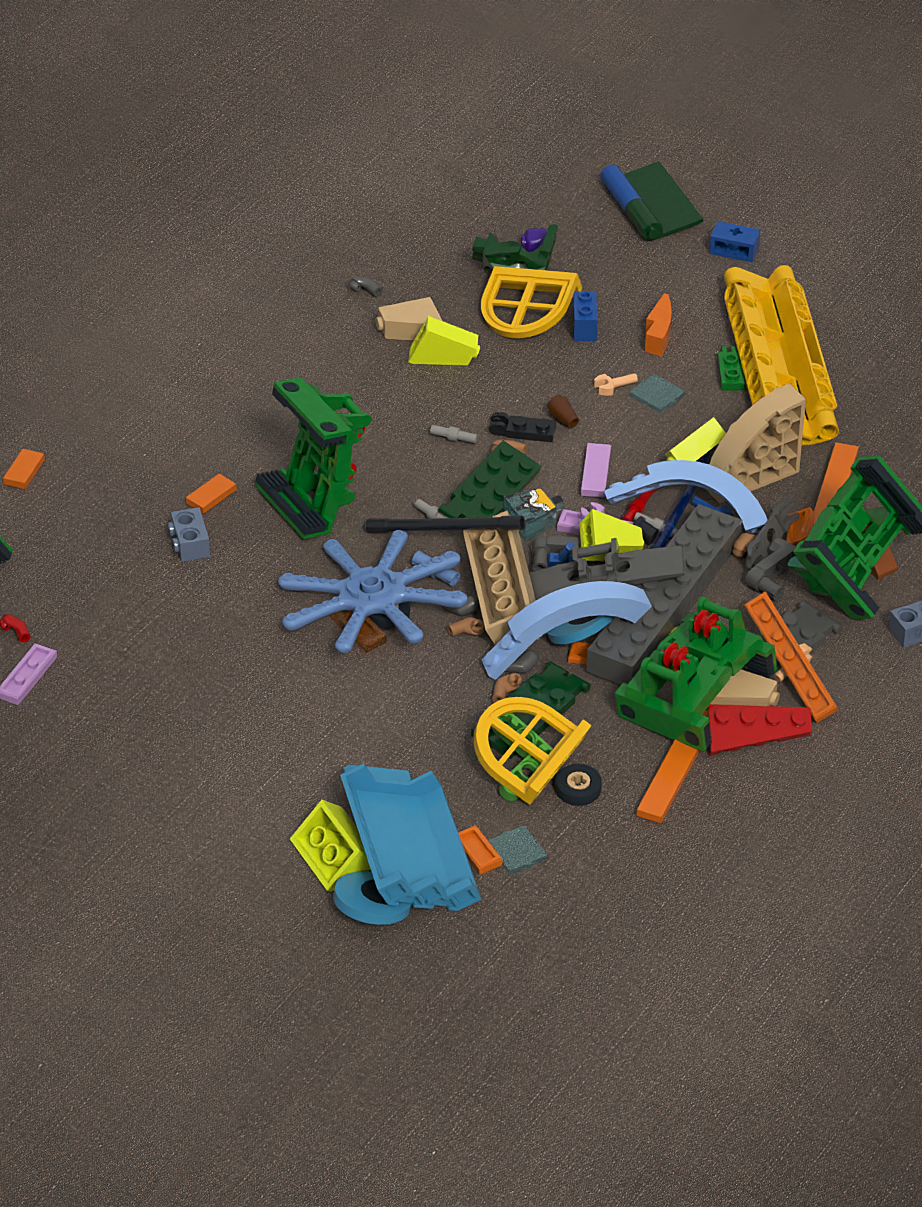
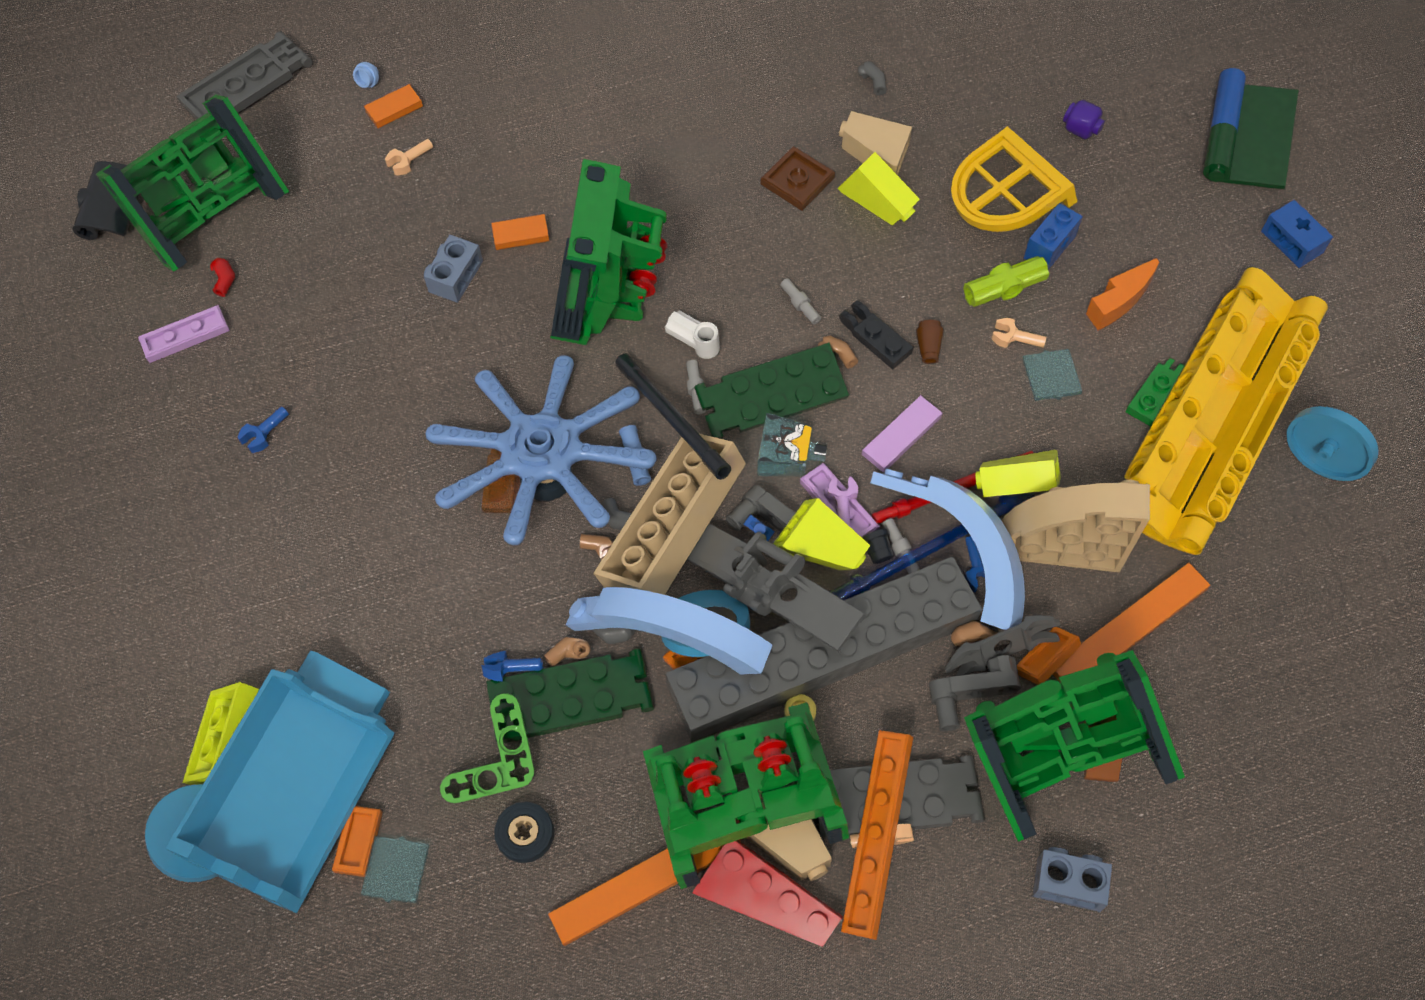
camera: 40 degrees right, 20 degrees up
(72, 493) = (406, 157): none -> light nougat bar
(155, 693) = (261, 431): none -> blue bar
(375, 368) = (797, 178): none -> reddish brown tile
(411, 483) = (694, 333): none -> white piece
(471, 716) = (499, 664): none -> blue bar
(512, 253) = (1032, 124): dark green hips -> none
(549, 763) = (513, 788): yellow window -> none
(578, 355) = (1006, 281): none -> lime piece
(863, 333) = (1332, 443): none -> dark azure piece

